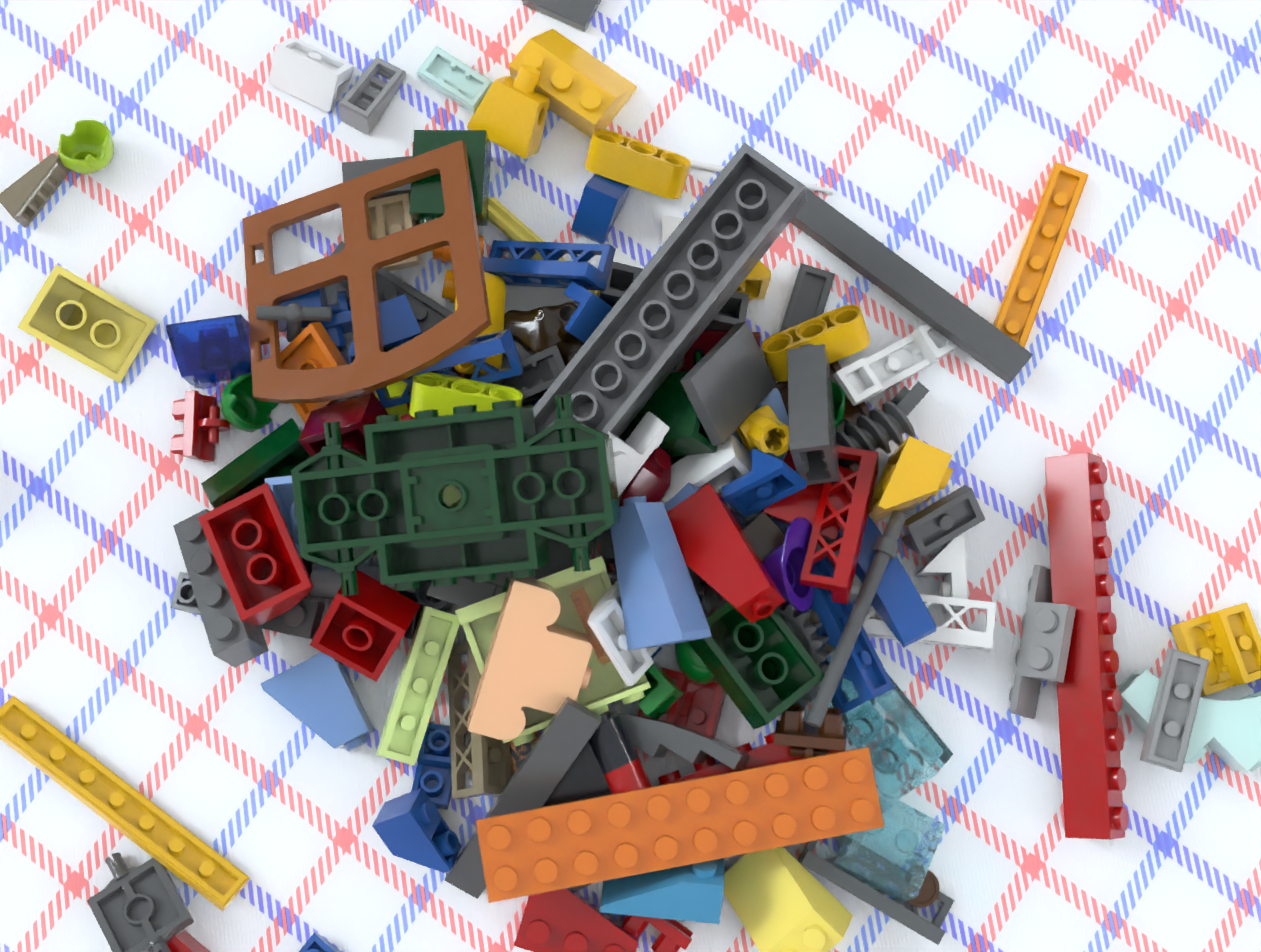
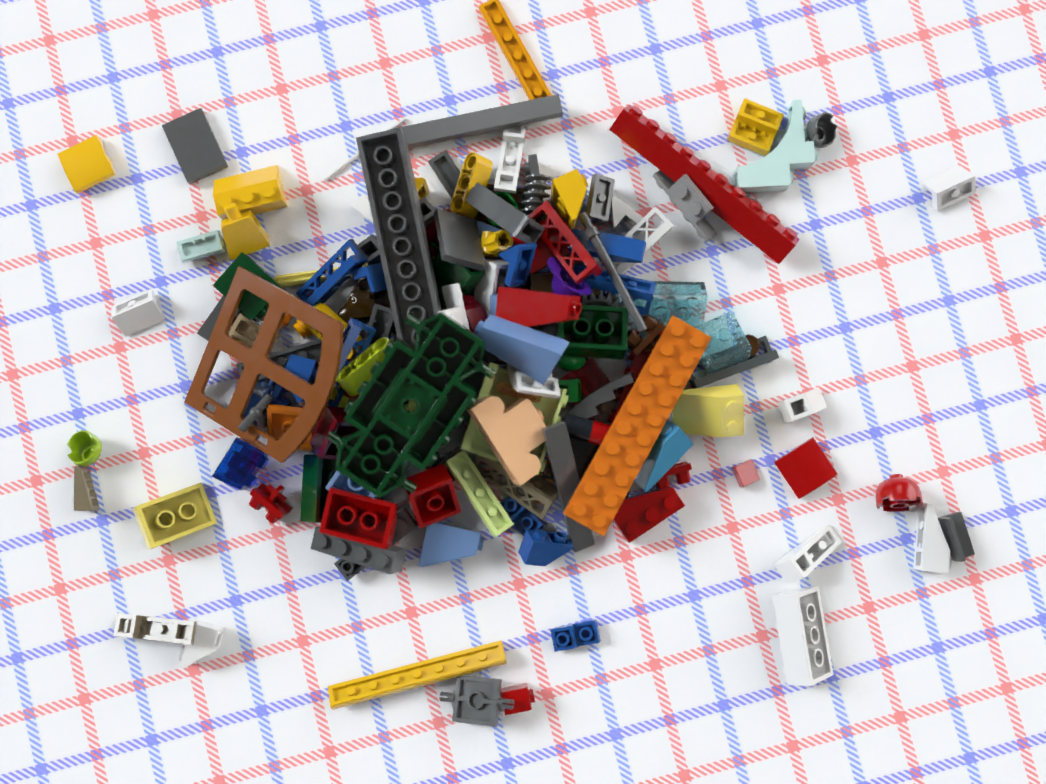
camera: 55 degrees left, 5 degrees up
(242, 408) = (278, 472): green hair -> none
(361, 114) = (178, 305): light grey slope -> none
(599, 208) = (321, 229): blue slope -> none
(637, 164) = (316, 195): yellow beam -> none
(1174, 710) = (764, 170): light grey tile -> none

